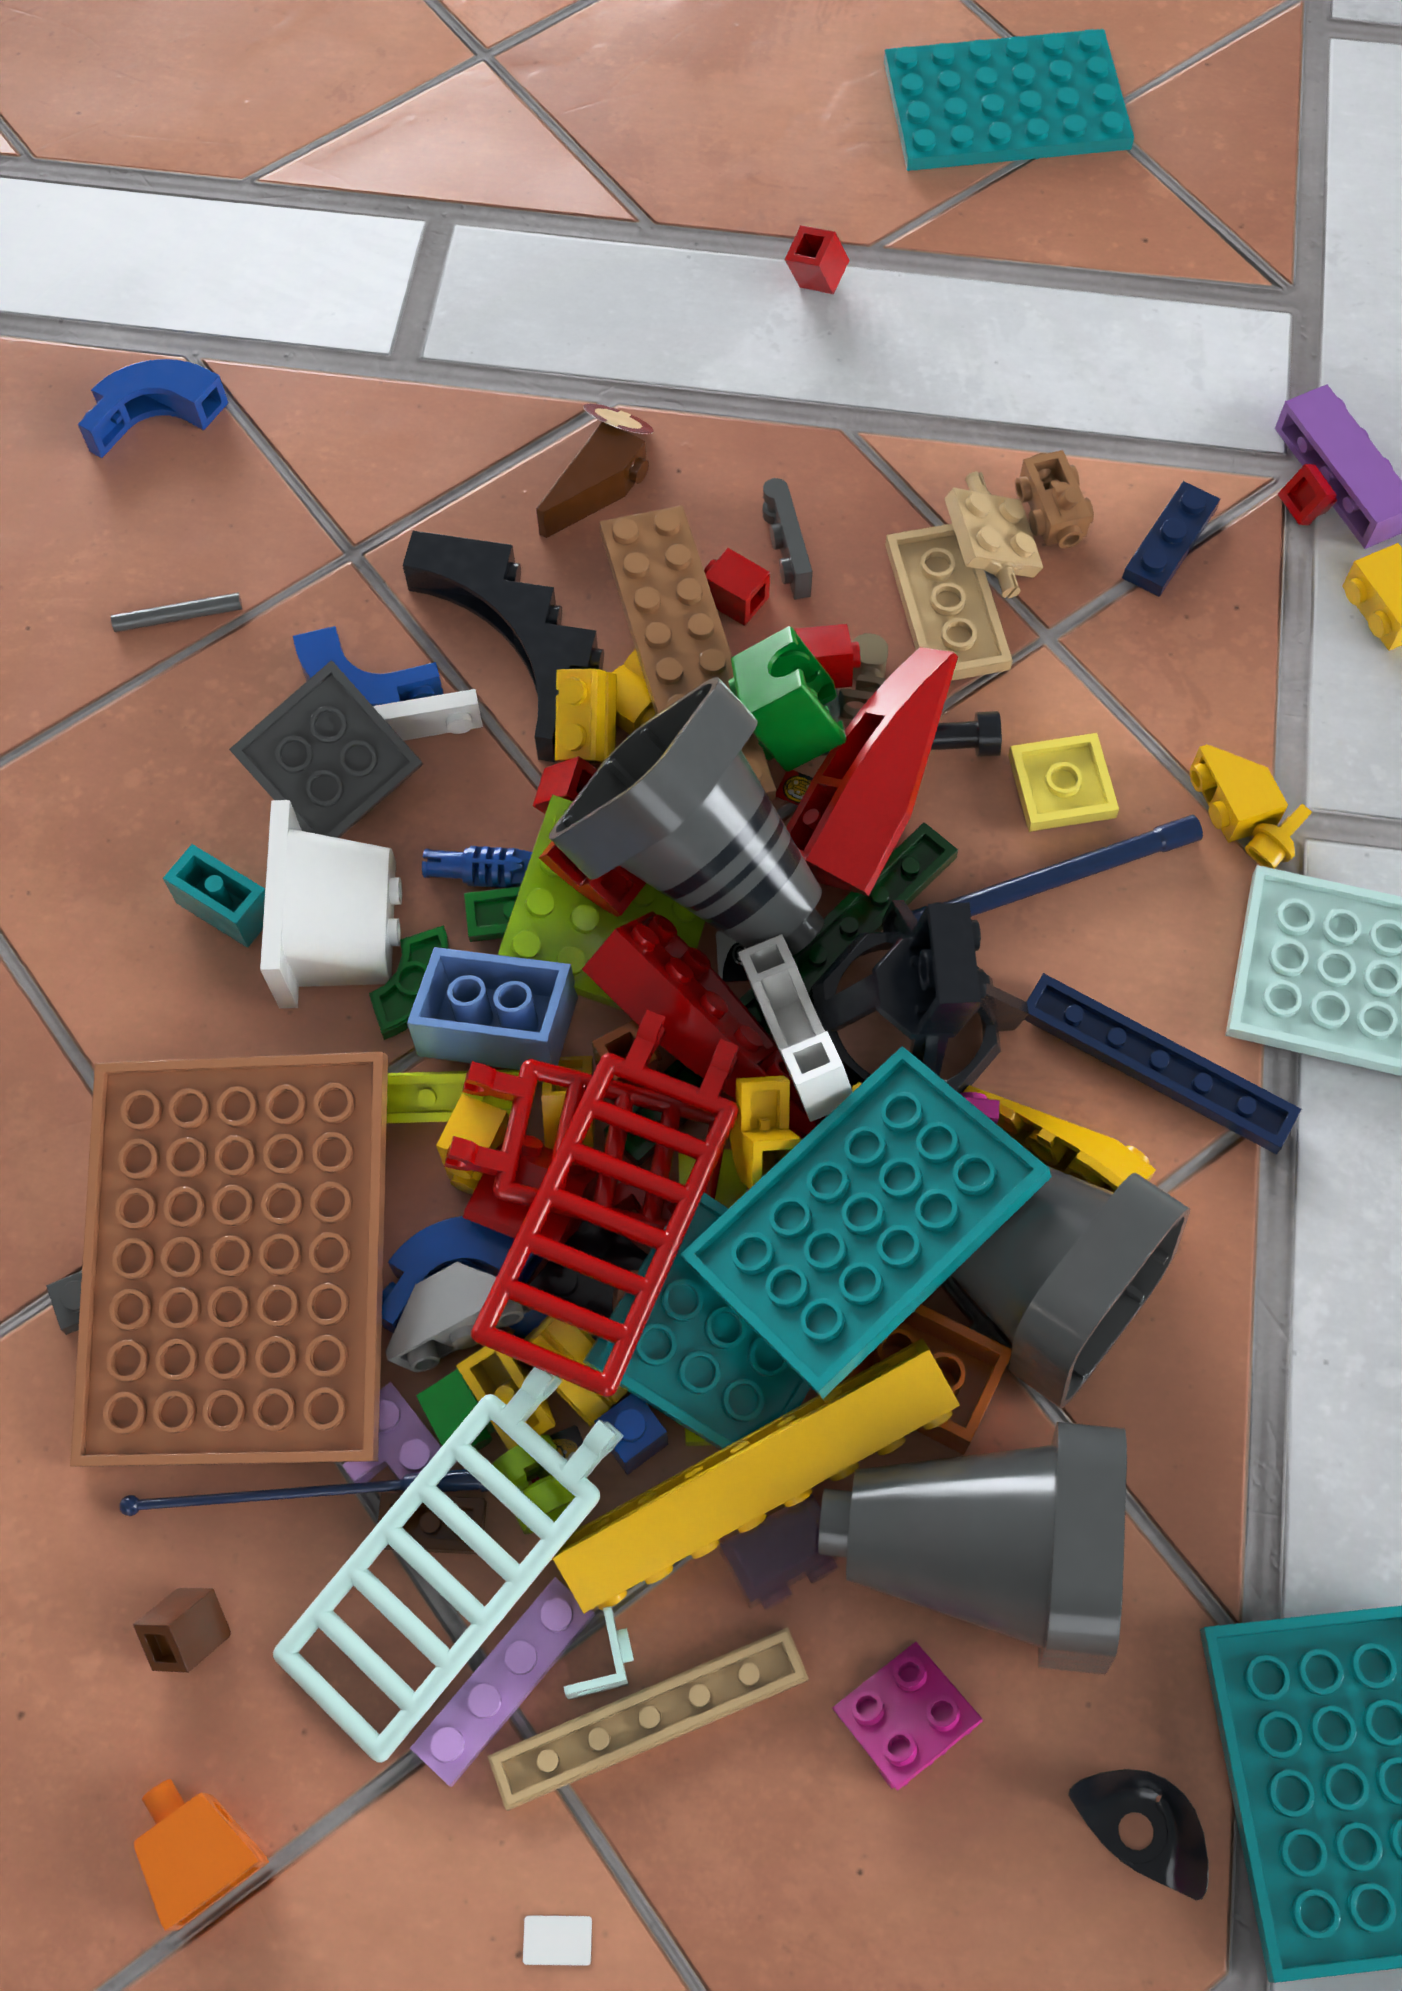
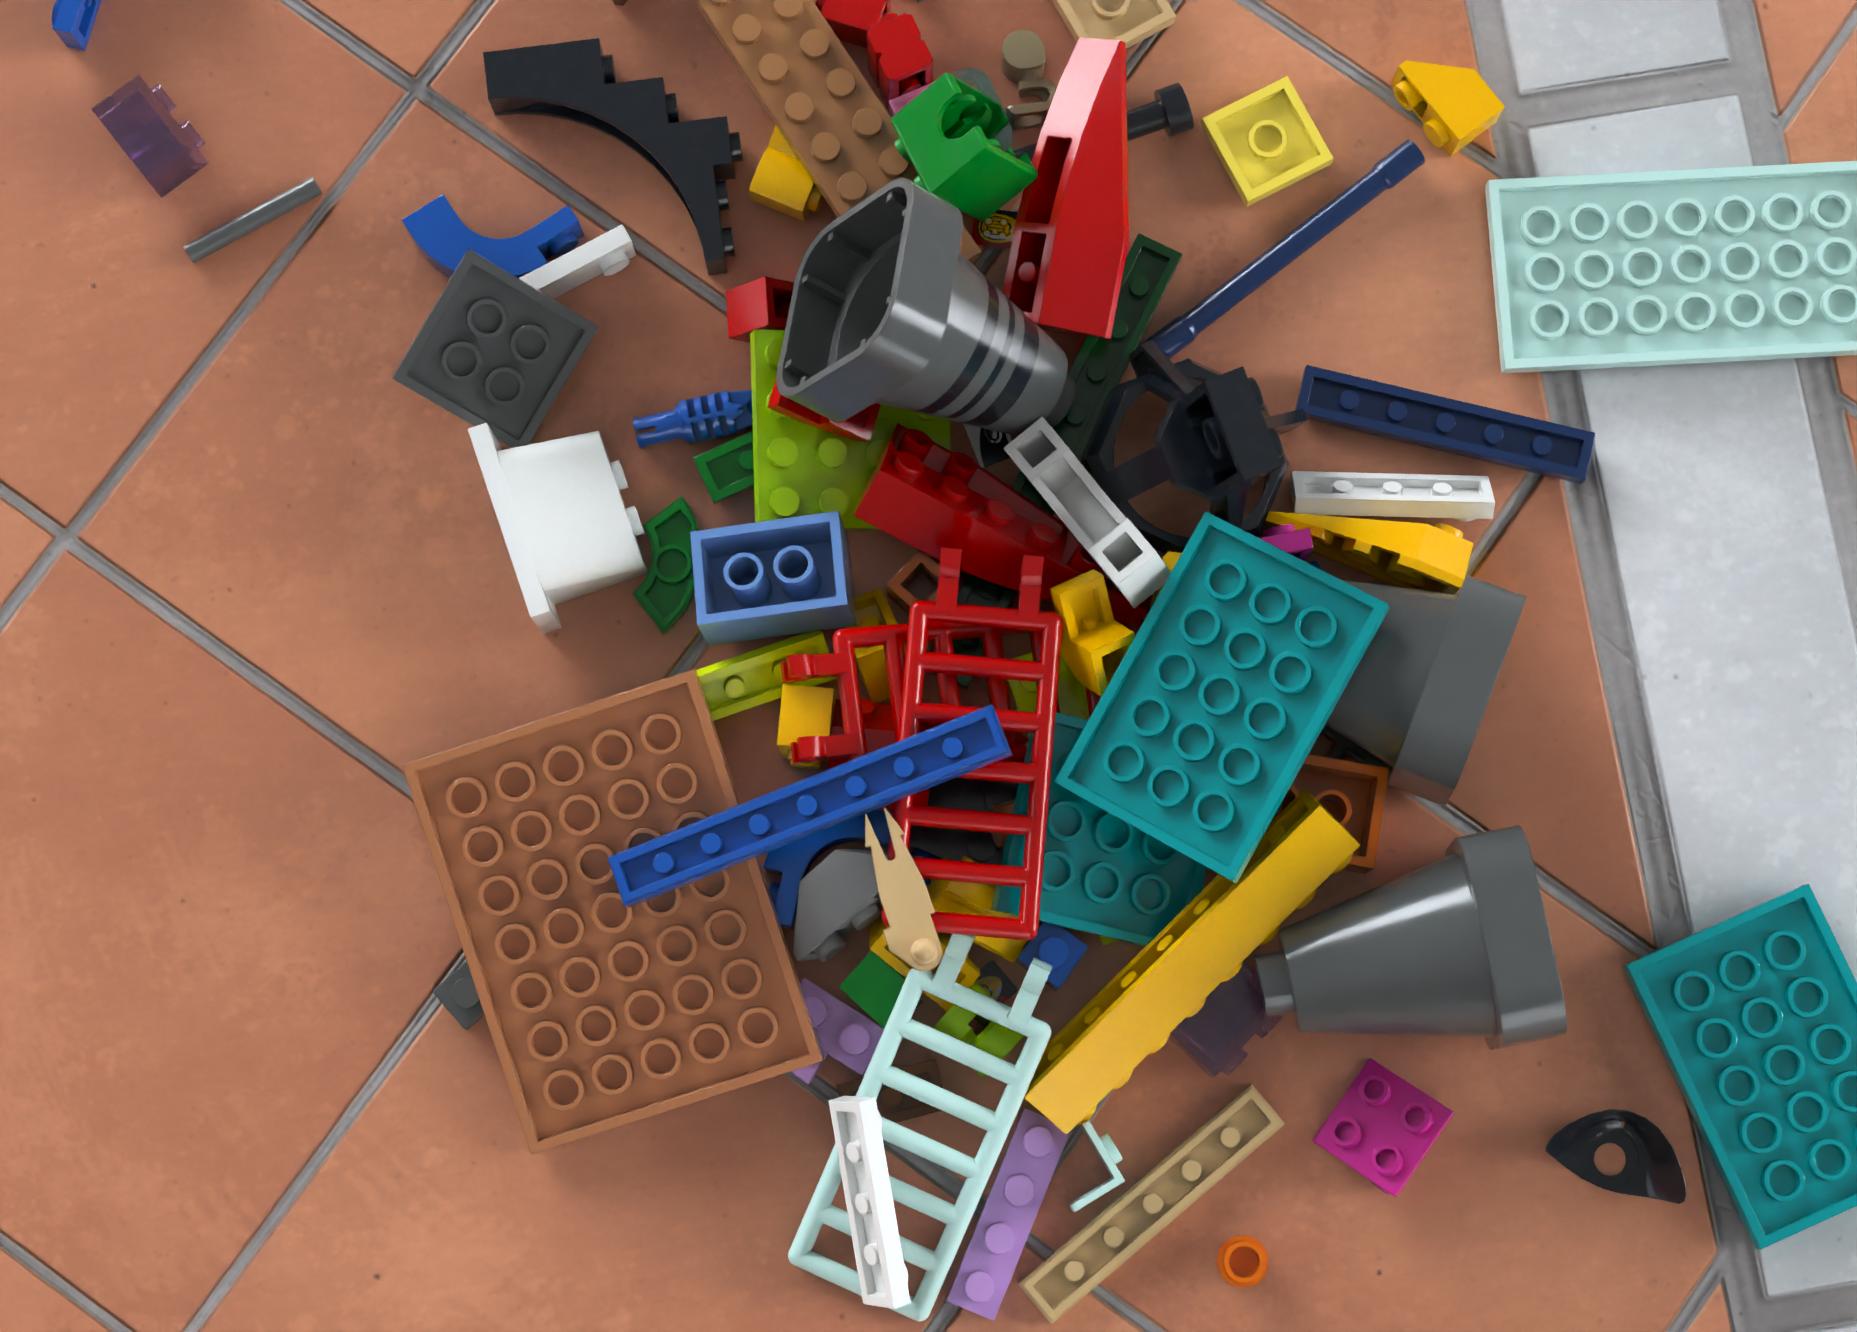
camera: 20 degrees left, 15 degrees up
(121, 525) = (150, 135): none -> clear purple brick
(182, 1629) = (698, 1266): reddish brown panel -> none
(217, 895) = (441, 538): teal brick -> none
(353, 1685) = (869, 1201): none -> white plate
(443, 1204) = (809, 806): none -> blue tile
(453, 1481) = (906, 1052): dark blue piece -> none
(496, 1319) = (904, 901): none -> tan piece
(585, 714) = (752, 223): yellow brick -> none
(721, 1809) = (1242, 1261): none -> orange plate
(756, 613) = (897, 56): none -> red brick
(833, 650) = (987, 70): red brick -> none
(1152, 1129) = (1392, 495): none -> white plate
(1273, 842) = (1498, 148): yellow piece -> none

